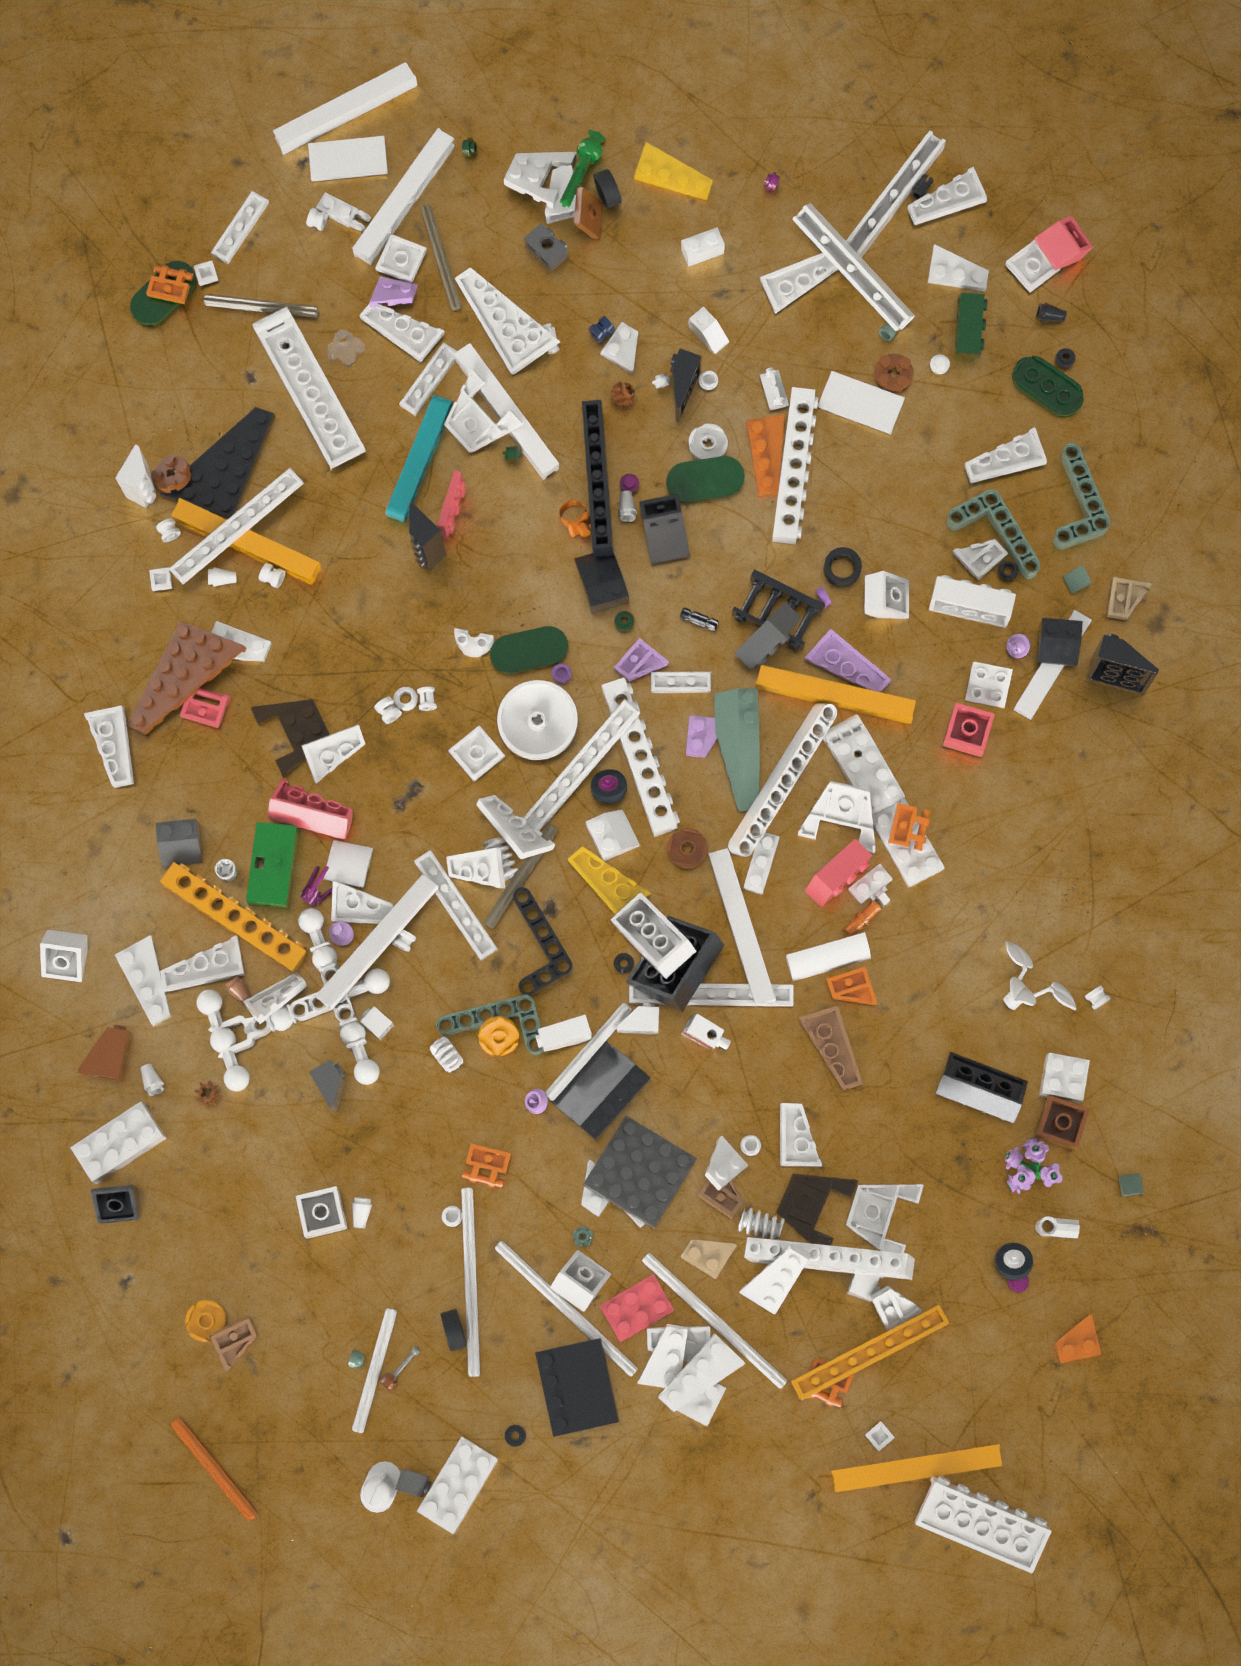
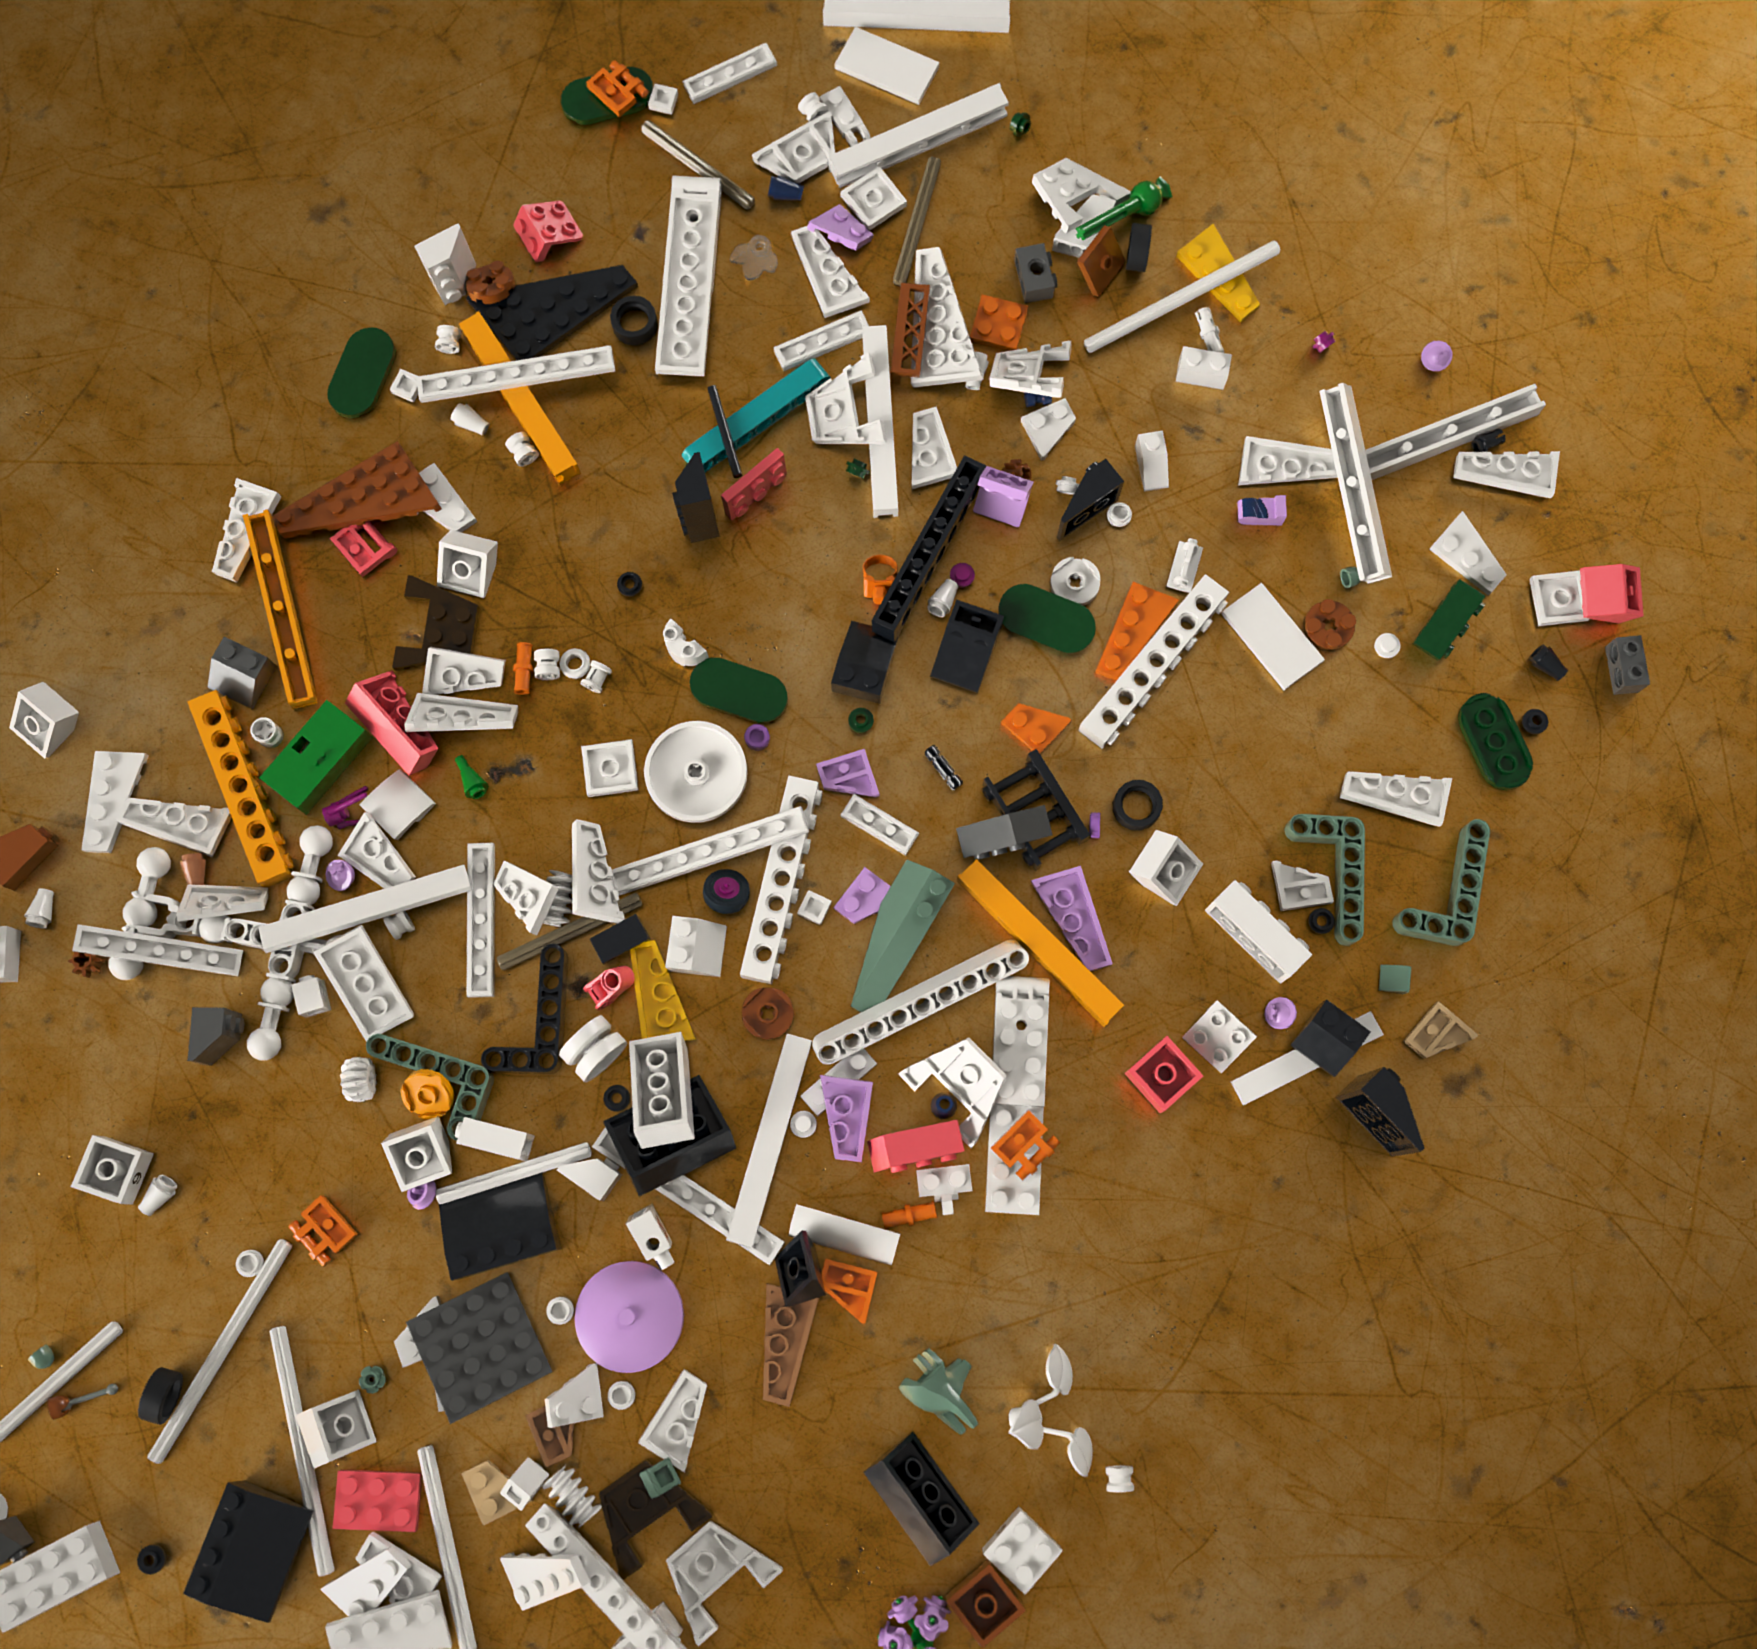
camera: 30 degrees right, 0 degrees up
(121, 589) = (361, 372): none -> dark green tile
(180, 782) = (280, 610): none -> light orange tile
(184, 412) = (544, 226): none -> coral bracket
(256, 1053) = (157, 950): none -> white plate
(286, 675) = (466, 563): none -> white slope
(290, 455) = (634, 303): none -> black tyre
(328, 255) = (801, 151): none -> white wing
(334, 288) = (784, 189): none -> dark blue cone
(348, 780) = (453, 713): none -> white wing
(373, 722) = (523, 668): none -> orange pin
(391, 819) = (473, 783): none -> green cone
(404, 618) = (626, 578): none -> black plate
(407, 480) = (724, 431): none -> black bar
(408, 990) = (363, 982): none -> white plate
(480, 340) = (901, 331): none -> dark orange fence
(519, 1076) = (418, 1153): none -> white slope
(543, 296) = (998, 323): none -> orange plate
(553, 410) = (930, 450): none -> white wing
(559, 859) = (619, 938): none -> black hinge
(570, 897) = (606, 988): none -> coral piece
(581, 320) = (1022, 370): none -> white wing
(585, 938) = (593, 1048): none -> white wheel
(624, 414) = (1002, 496): none -> lavender bracket
(657, 206) = (1182, 296): none -> white axle
(673, 761) = (814, 907): none -> white plate
(676, 1118) = (560, 1310): none -> white plate
(690, 219) = (1209, 330): none -> white pin
(723, 1094) = (629, 1316): none -> lavender dish
(726, 1235) = (524, 1483): none -> white brick
(742, 555) = (1035, 726): none -> orange wing
(756, 904) = (803, 1124): none -> white plate
(782, 880) = (847, 1114): none -> lavender wing
(802, 321) = (1262, 511): none -> lavender leg
(809, 1178) = (660, 1478): none -> sand green slope
(815, 995) = (799, 1271): none -> black slope
(840, 841) = (943, 1113): none -> dark blue cone
(853, 147) = (1436, 355): none -> lavender hat
(952, 1012) = (940, 1390): none -> sand green piece
(1102, 285) = (1627, 665): none -> dark grey brick

